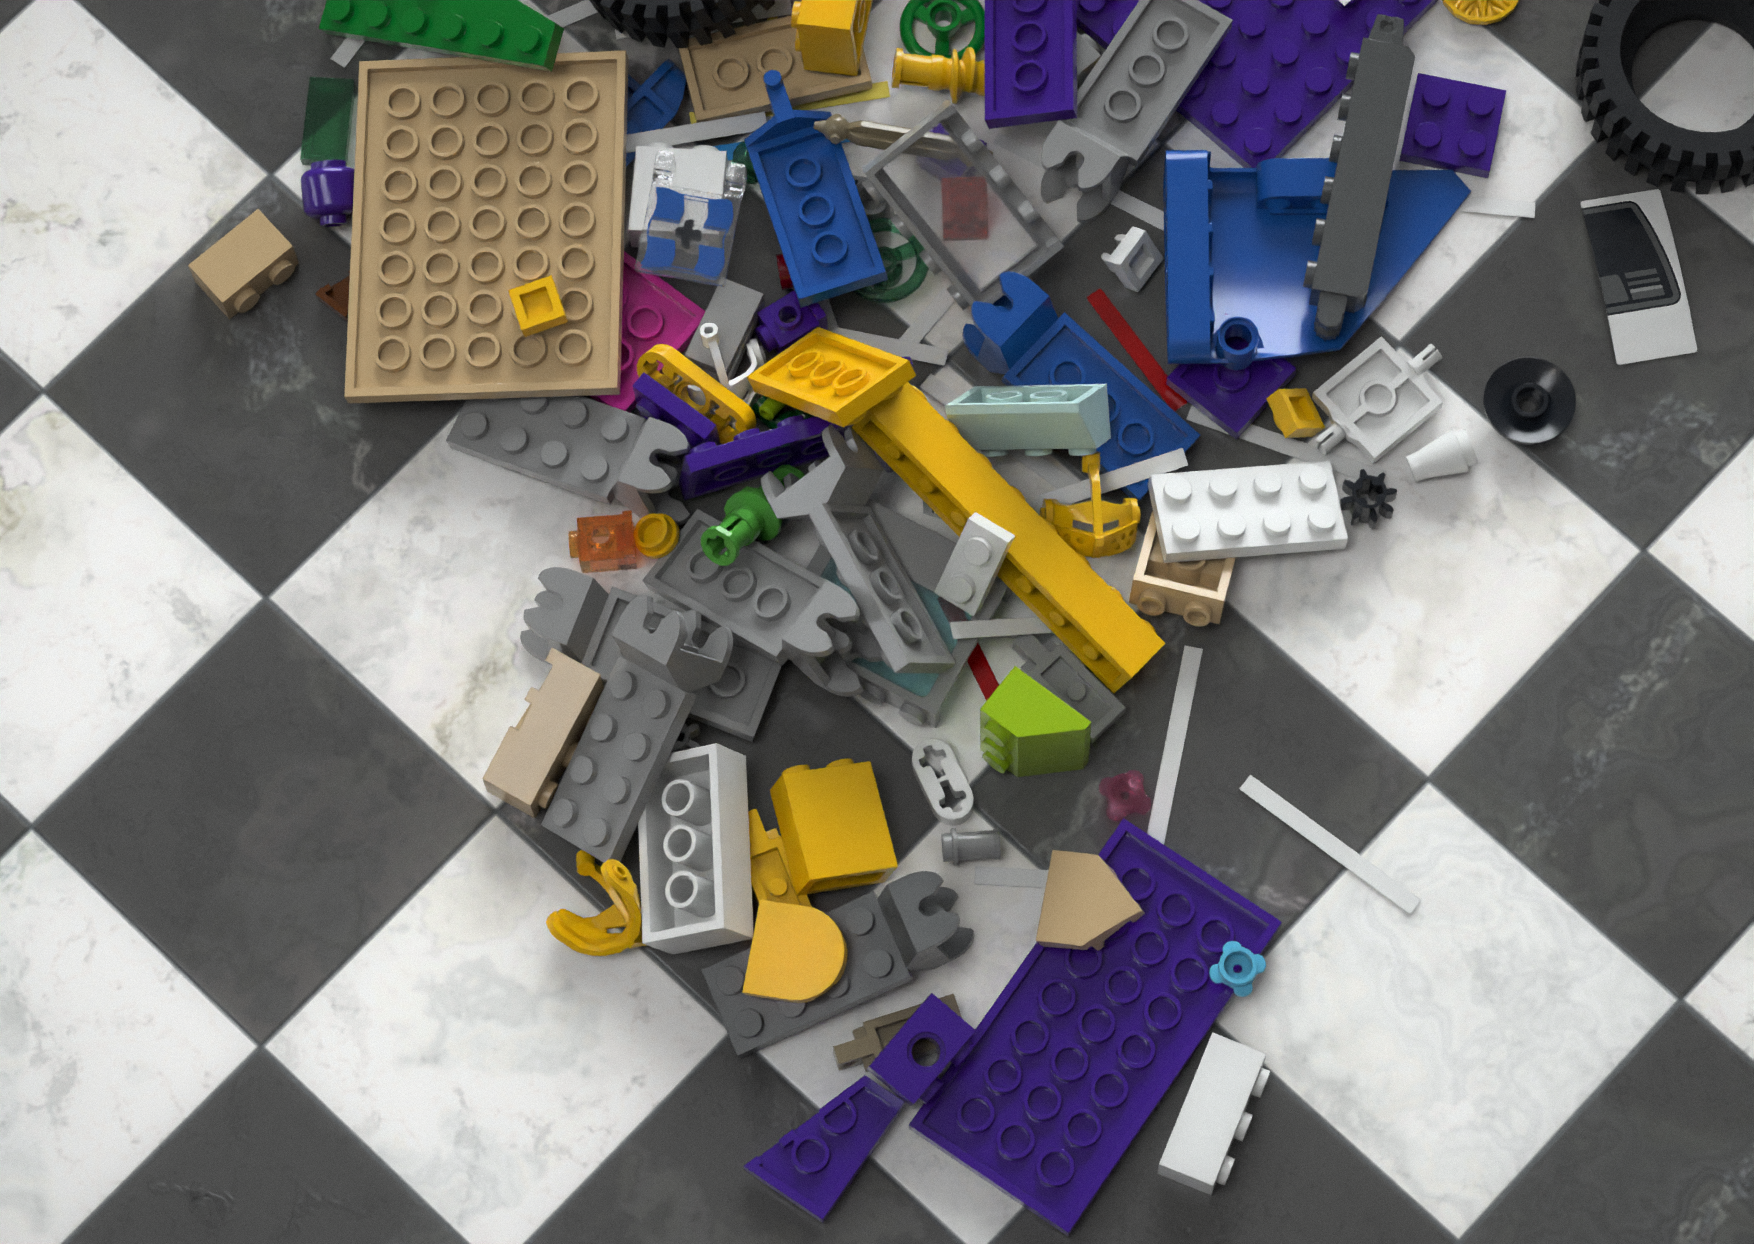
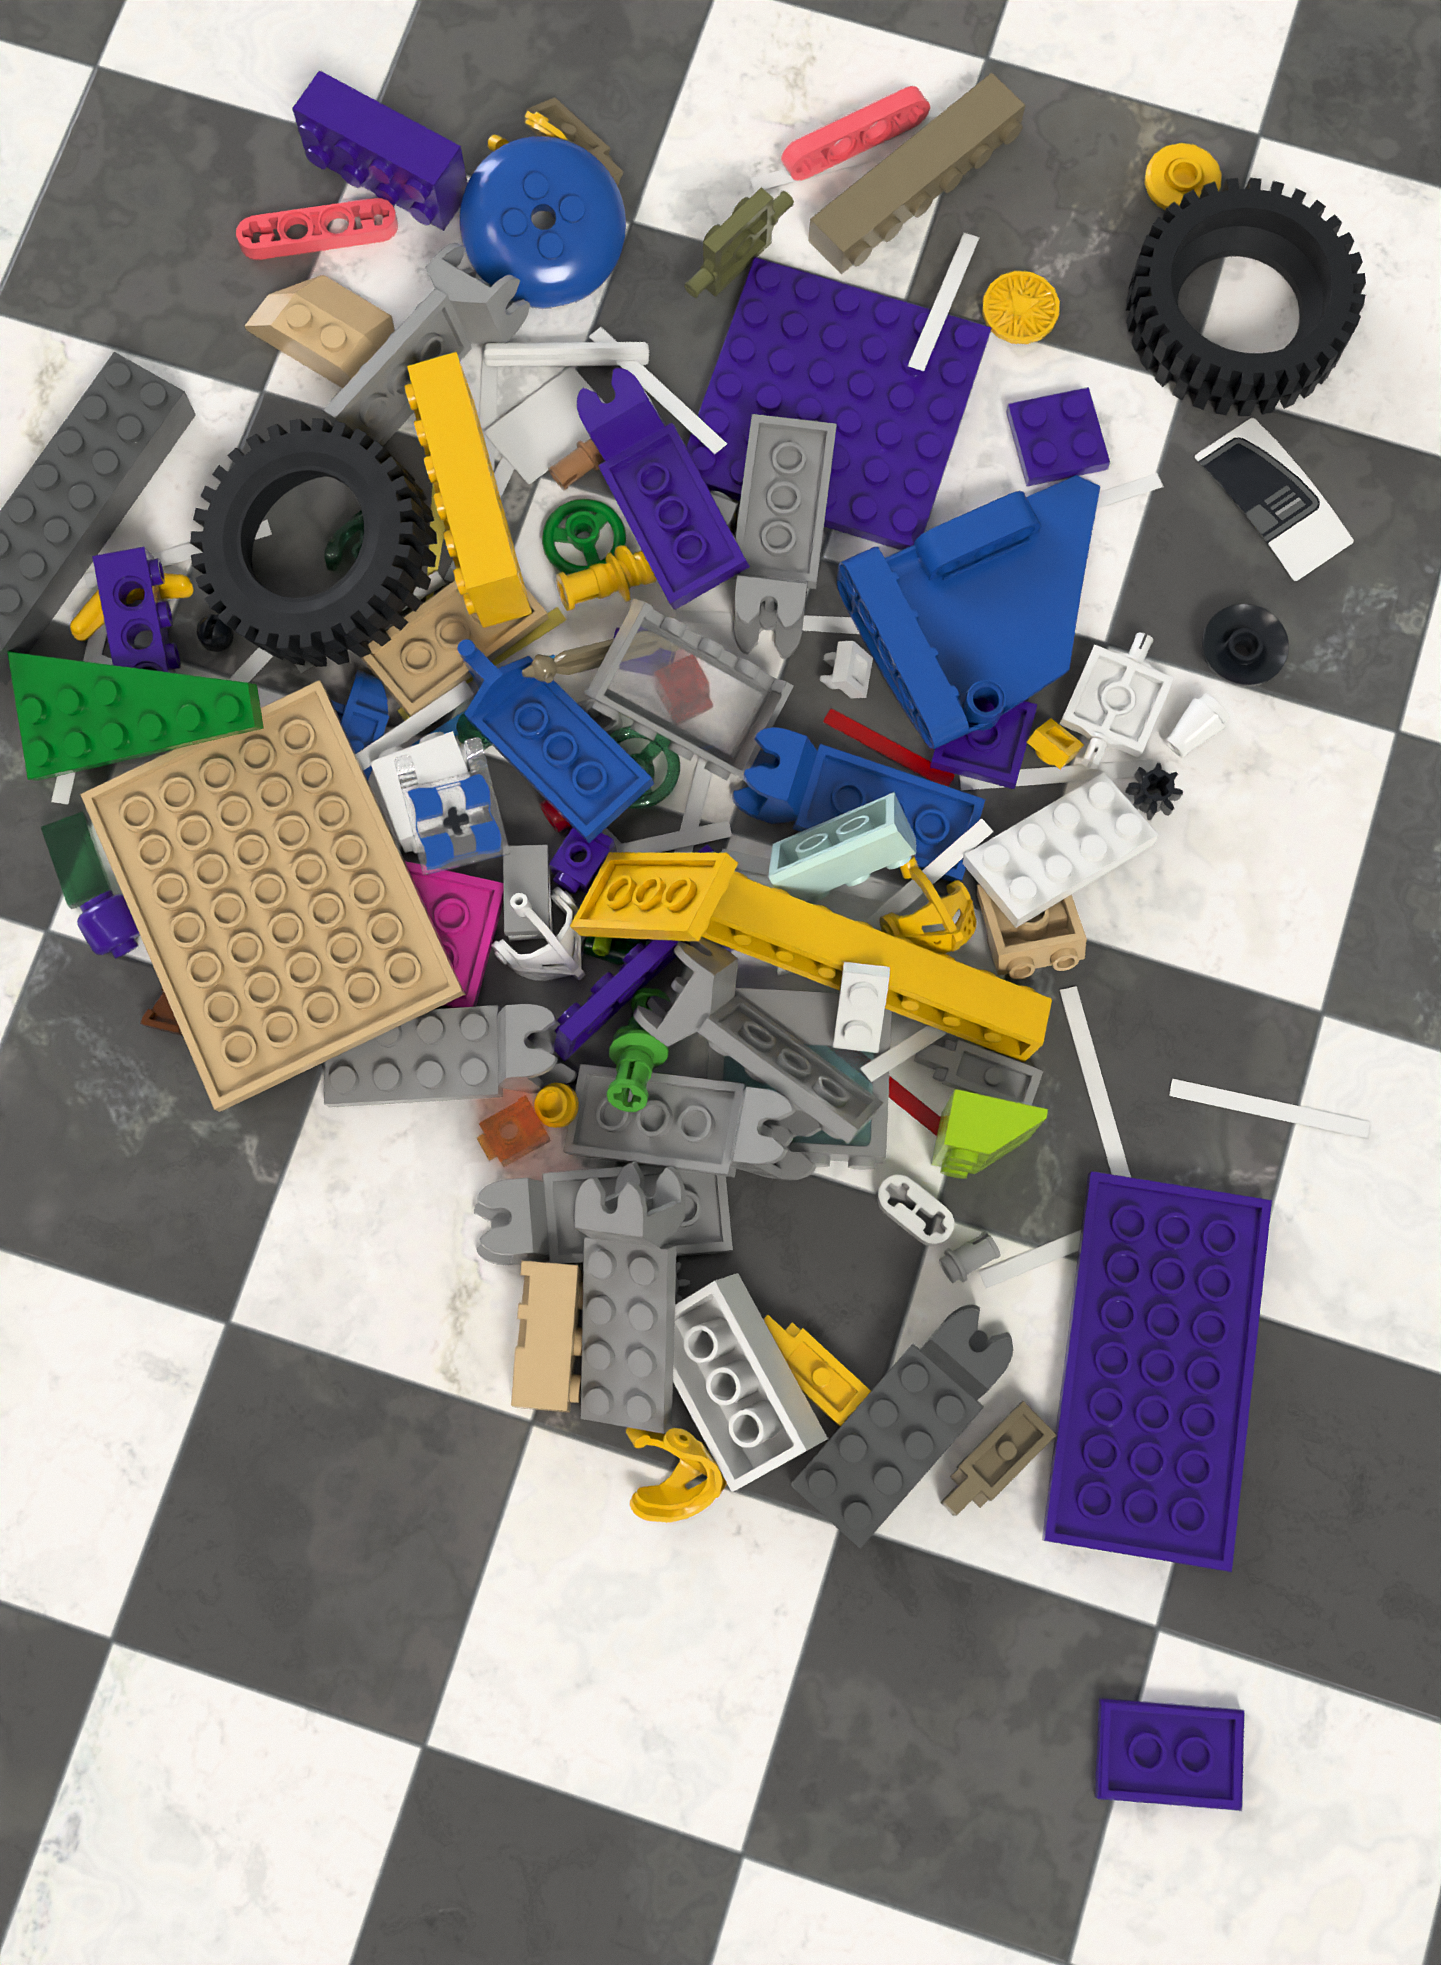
camera: 30 degrees left, 5 degrees up
(244, 264) = (62, 1025): tan brick -> none
(538, 306) = (354, 948): yellow plate -> none
(660, 403) = (514, 989): dark purple plate -> none
(714, 392) = (516, 972): yellow beam -> none
(794, 953) = (872, 1436): yellow tile -> none
(829, 1149) = (983, 1595): dark purple wing -> none
(833, 826) = (844, 1299): yellow brick -> none
(930, 1022) = (1007, 1489): dark purple brick -> none
(1083, 902) = (1099, 1266): tan slope -> none
(1126, 782) = (1078, 1135): clear pink plate -> none
(1214, 1114) = (1300, 1401): white brick -> none
(1234, 955) = (1271, 1256): medium azure plate -> none
(1362, 175) = (1016, 512): dark grey hinge -> none

